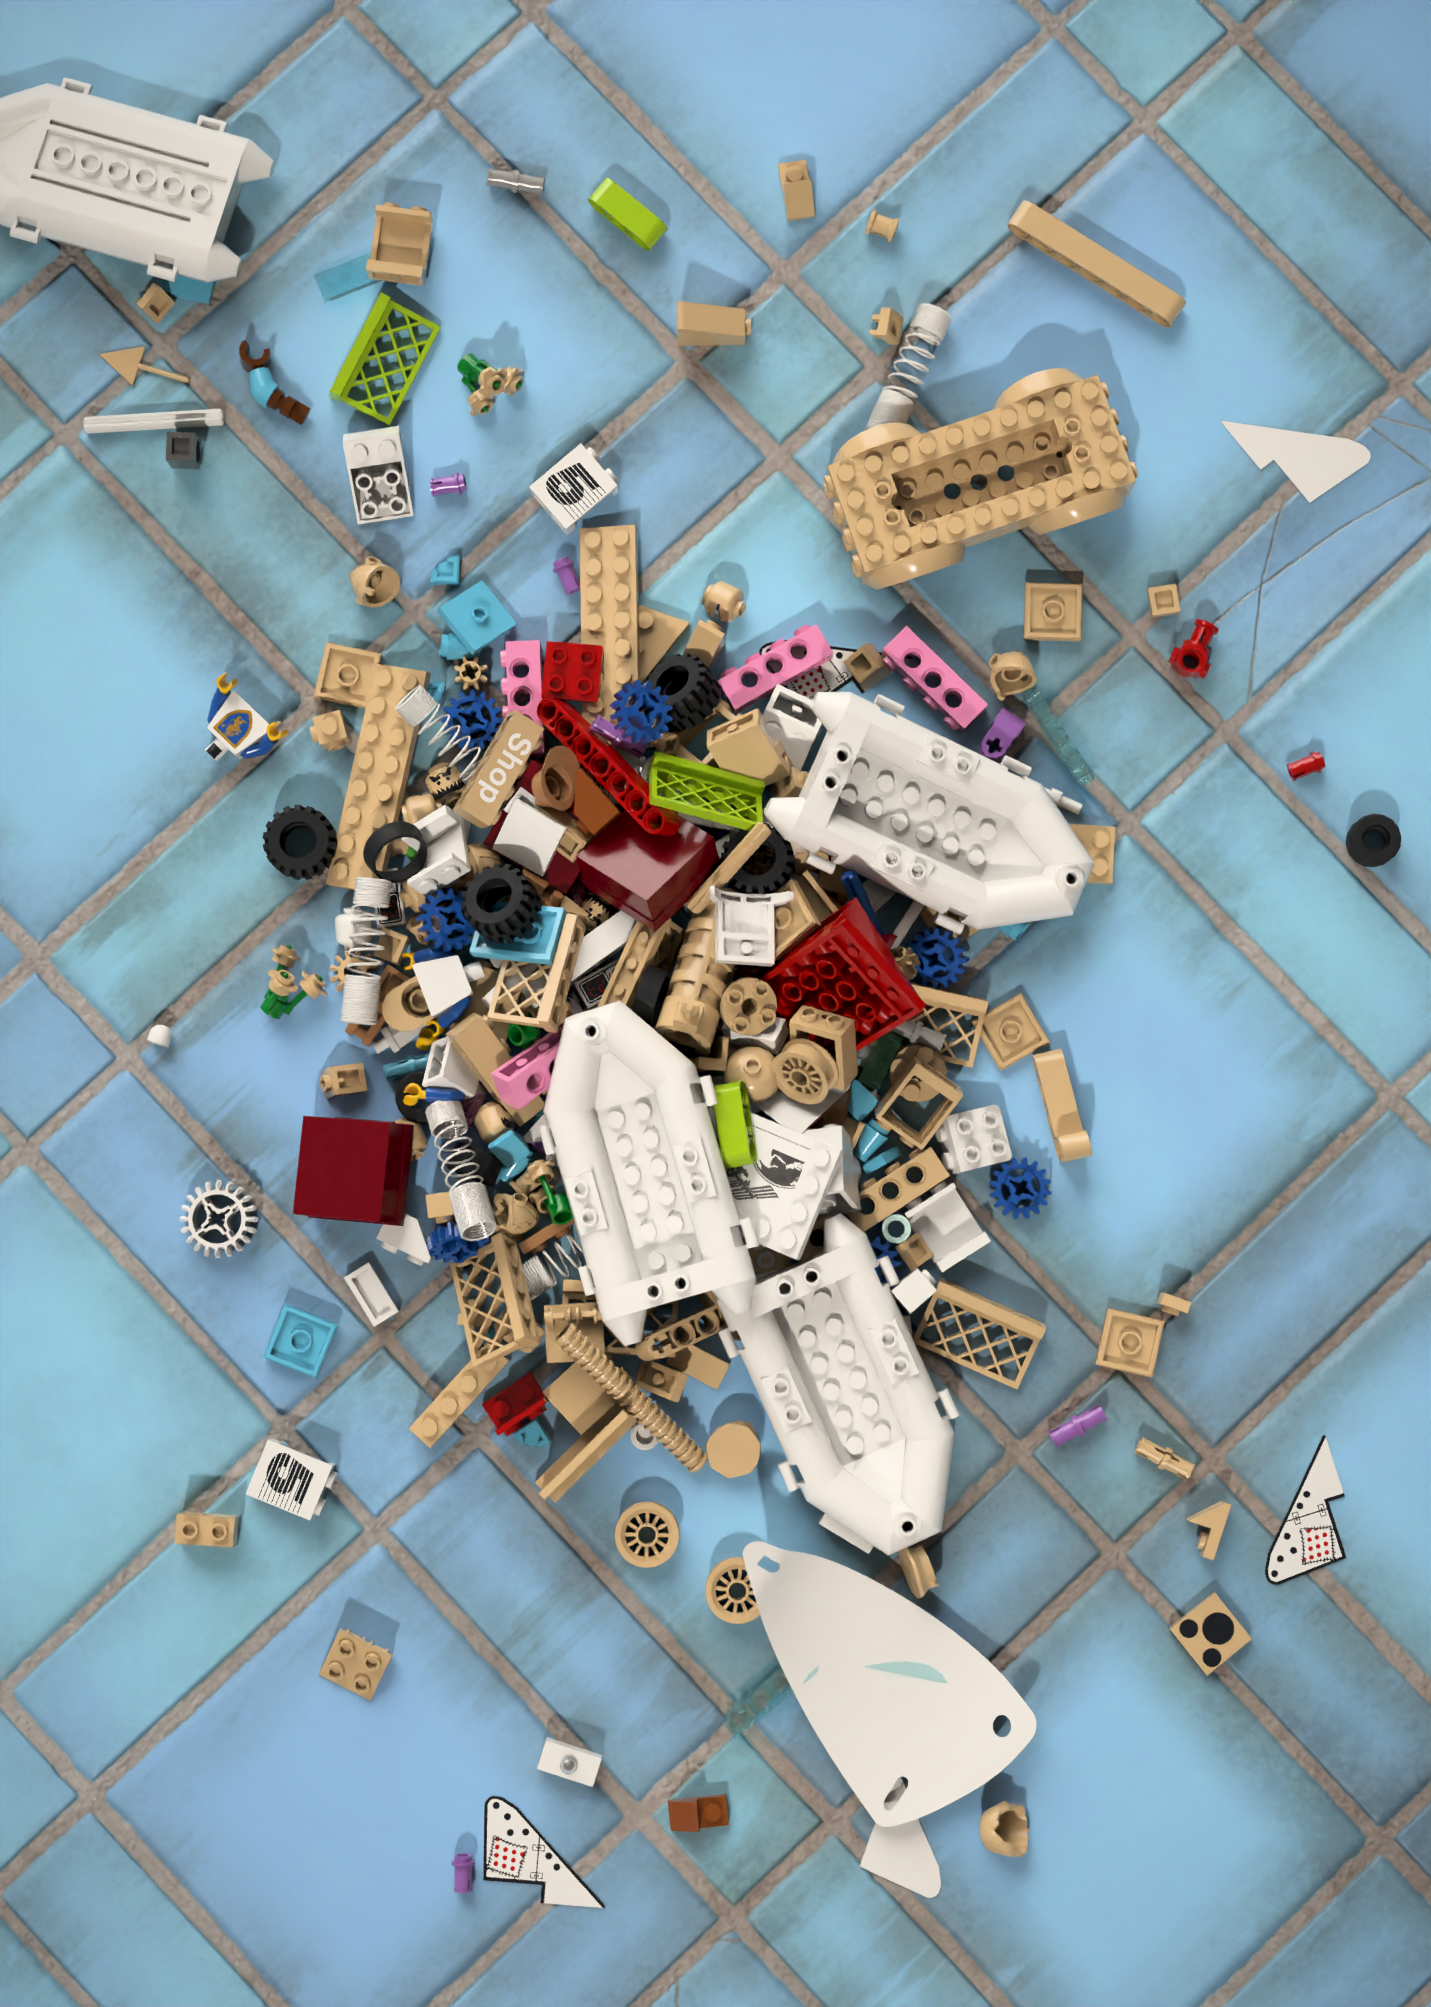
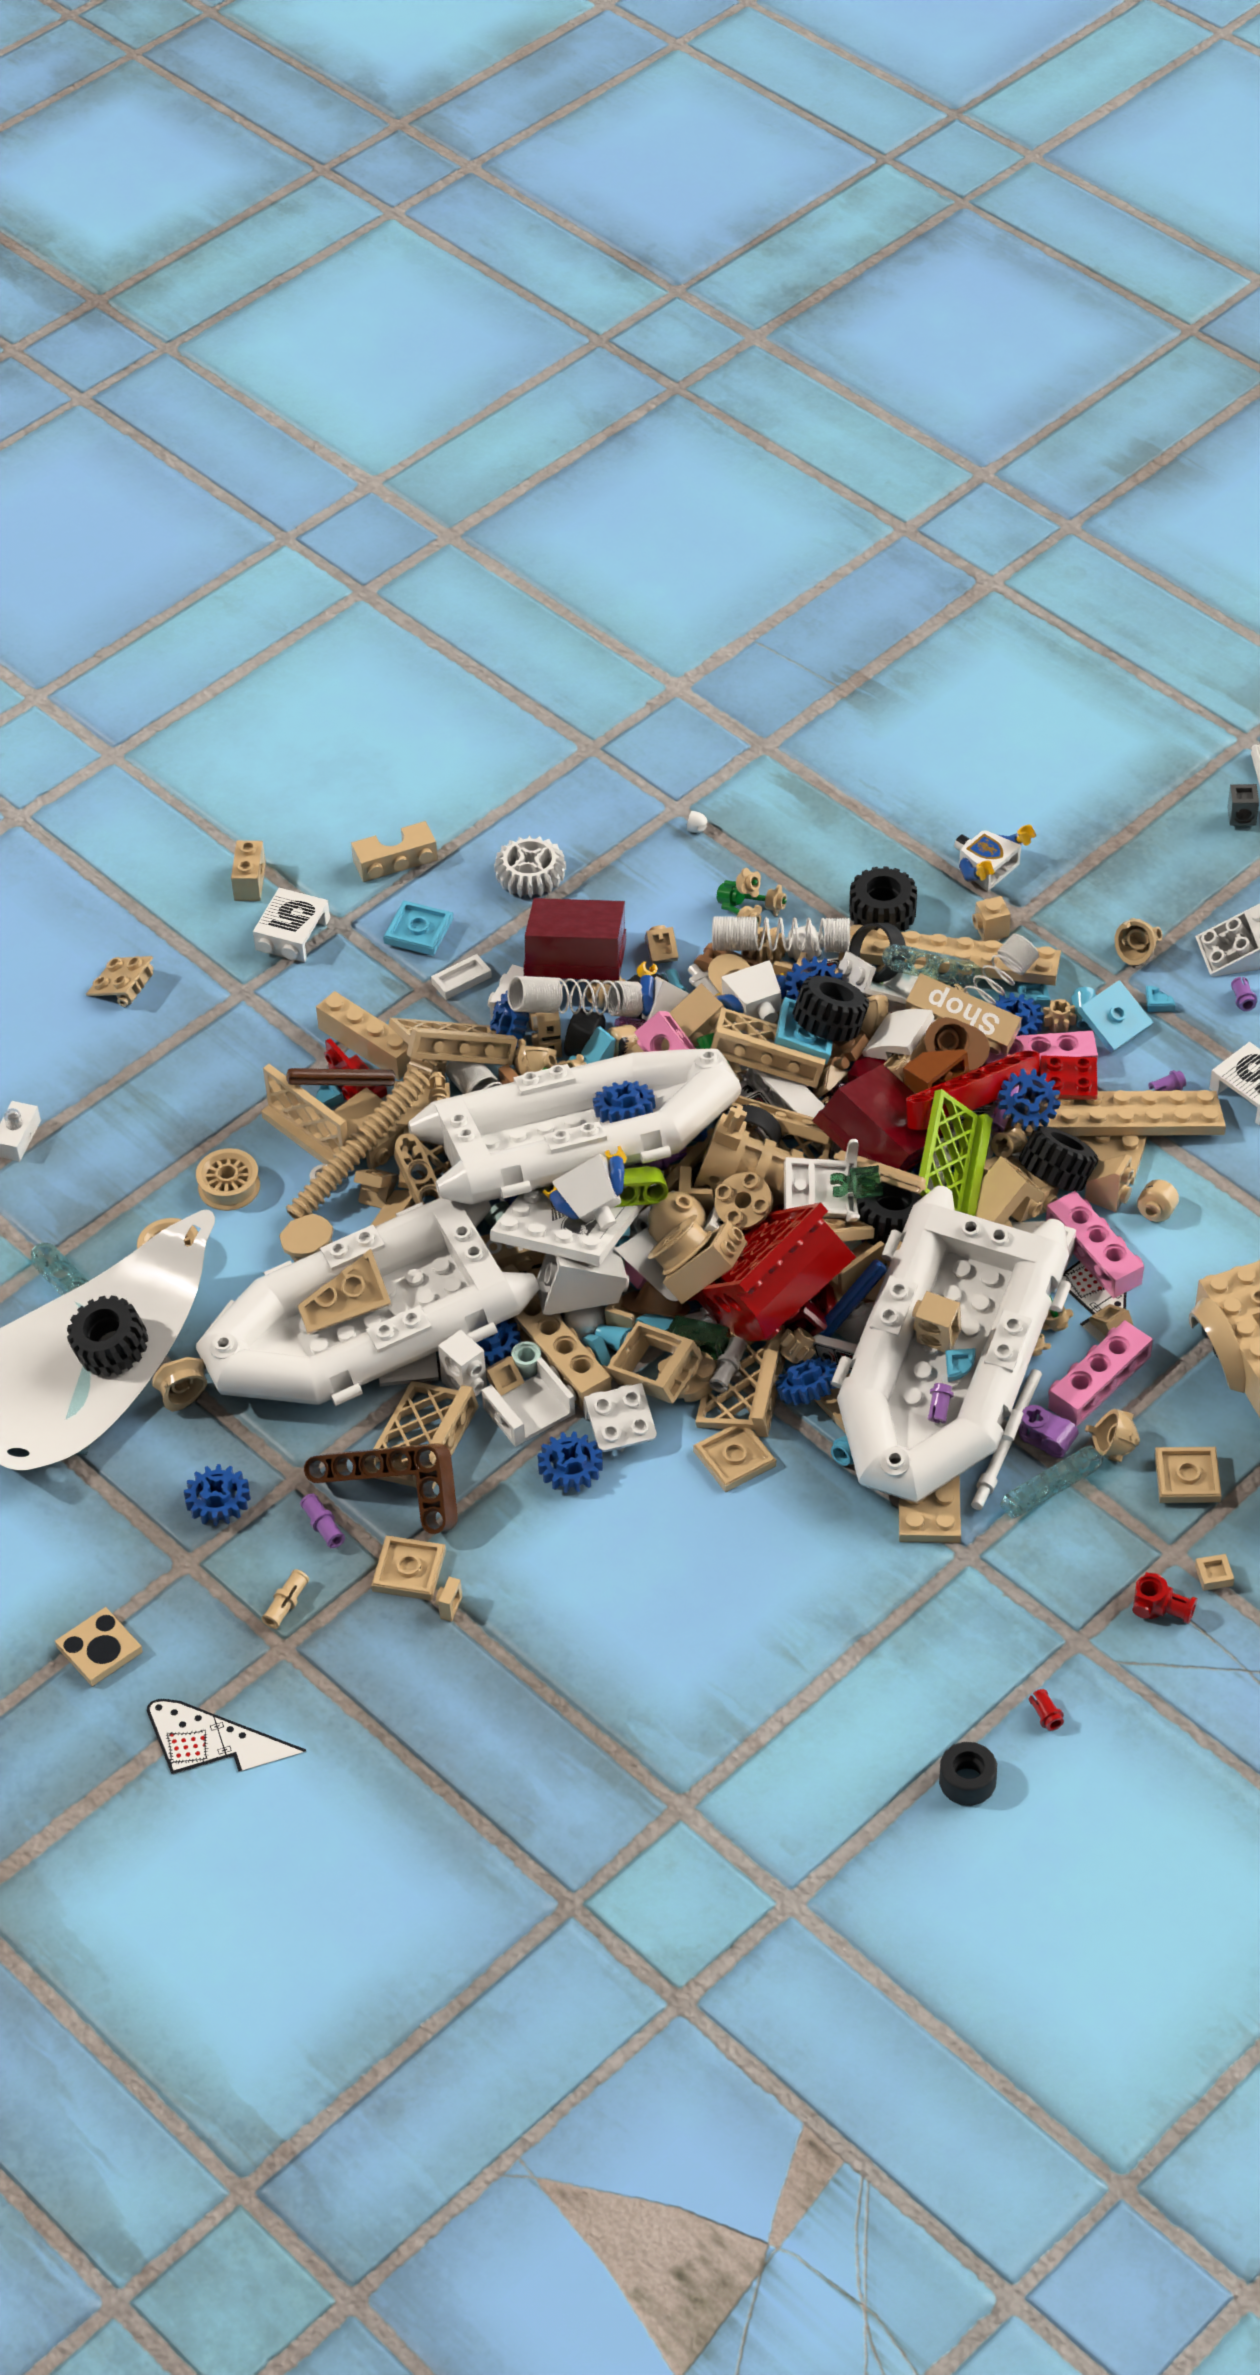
camera: 90 degrees right, 35 degrees down
(198, 1390) = (378, 860): none -> tan arch
(346, 675) = (1050, 930): tan tile -> none
(420, 797) = (933, 961): none -> clear light blue beam
(555, 1417) = (340, 1077): none -> reddish brown axle
(633, 1111) = (623, 1101): none -> blue gear
(750, 885) = (861, 1181): none -> clear green plate
(760, 1157) = (591, 1189): none -> white torso
(840, 1406) = (349, 1295): none -> tan wing
(876, 1667) = (115, 1352): none -> black tyre
(925, 825) = (937, 1321): none -> tan brick
(951, 810) = (959, 1363): none -> medium azure tile
(987, 830) = (939, 1403): none -> medium lavender pin
(1037, 1358) = (392, 1465): none -> reddish brown beam
(1056, 1518) = (217, 1495): none -> blue gear
(1060, 1106) = (653, 1495): tan beam -> none
(1214, 1519) = (212, 1641): tan slope -> none

